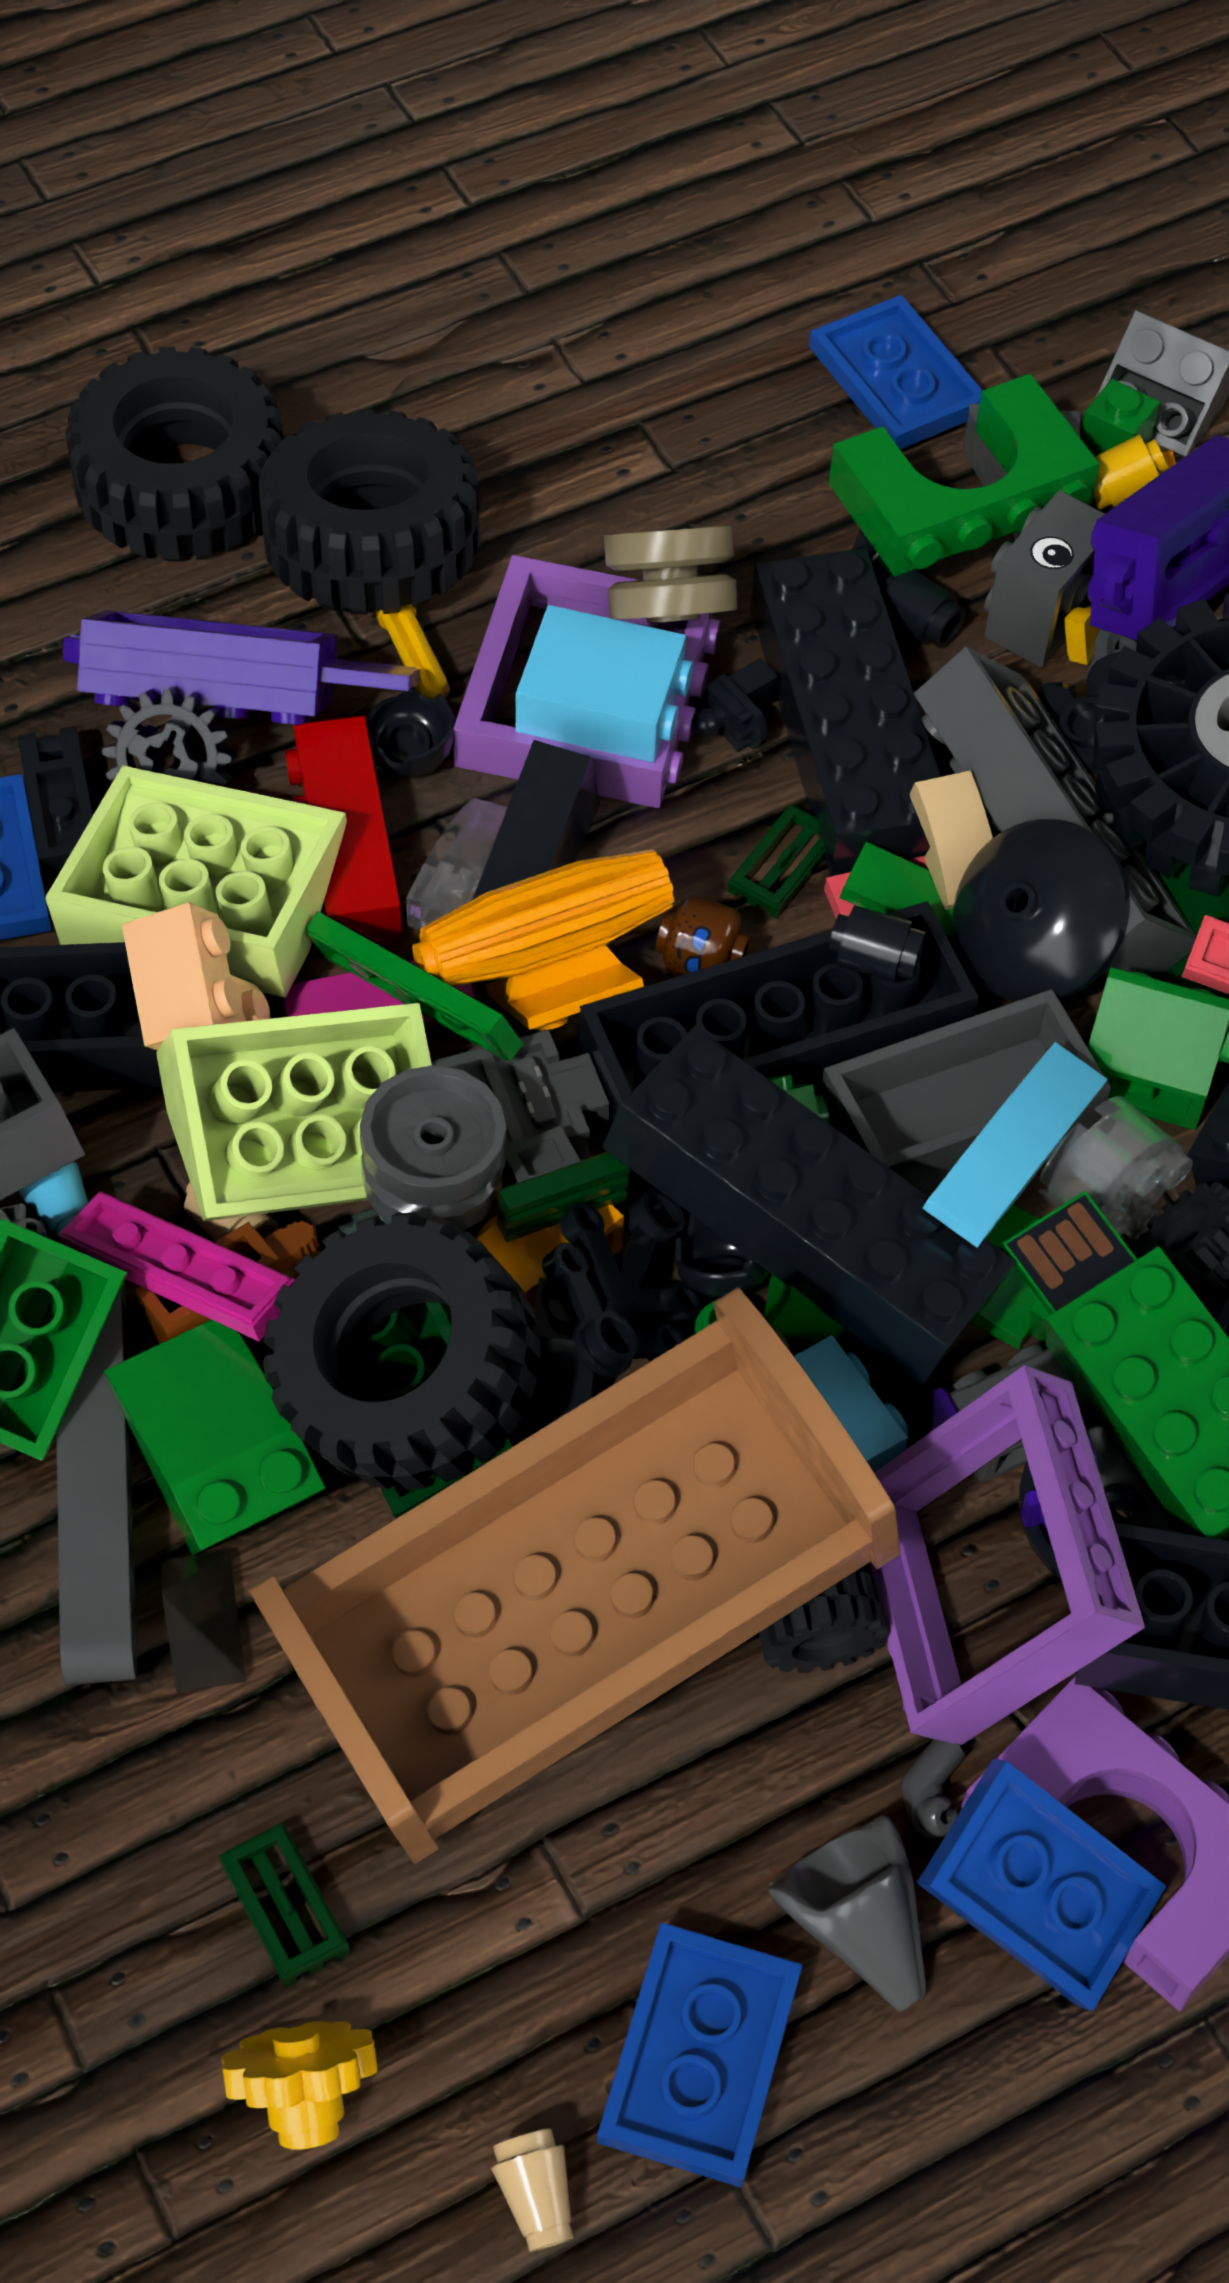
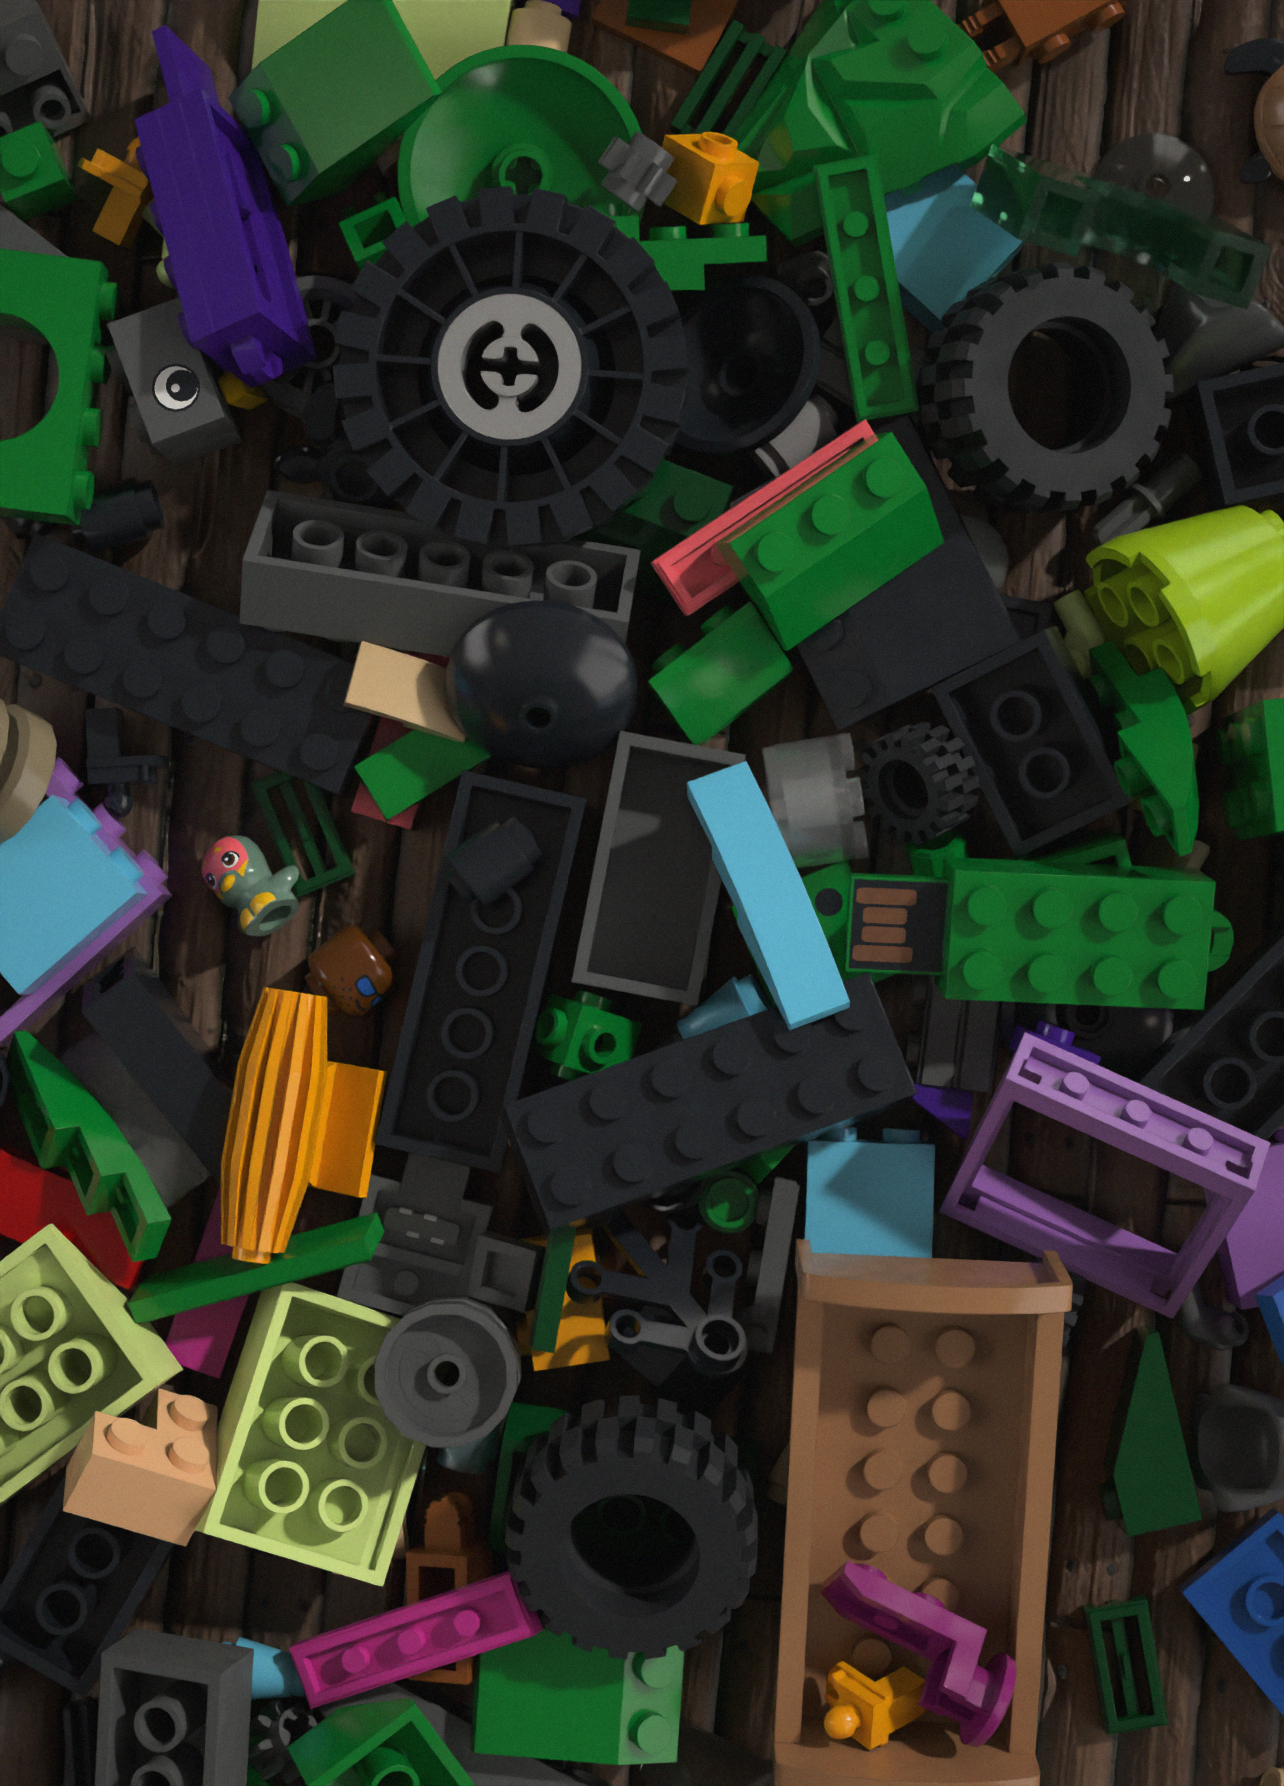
camera: 55 degrees left, 30 degrees up
(369, 1656) = (870, 1708): none -> light orange piece
(424, 821) = (77, 1132): none -> green slope
(477, 1672) = (923, 1625): none -> magenta piece
(507, 1973) = (1115, 1611): none -> dark green tile
(712, 840) = (242, 880): none -> sand green animal
(770, 1805) = (1146, 1453): none -> dark green slope
(1127, 470) = (101, 218): yellow brick -> none

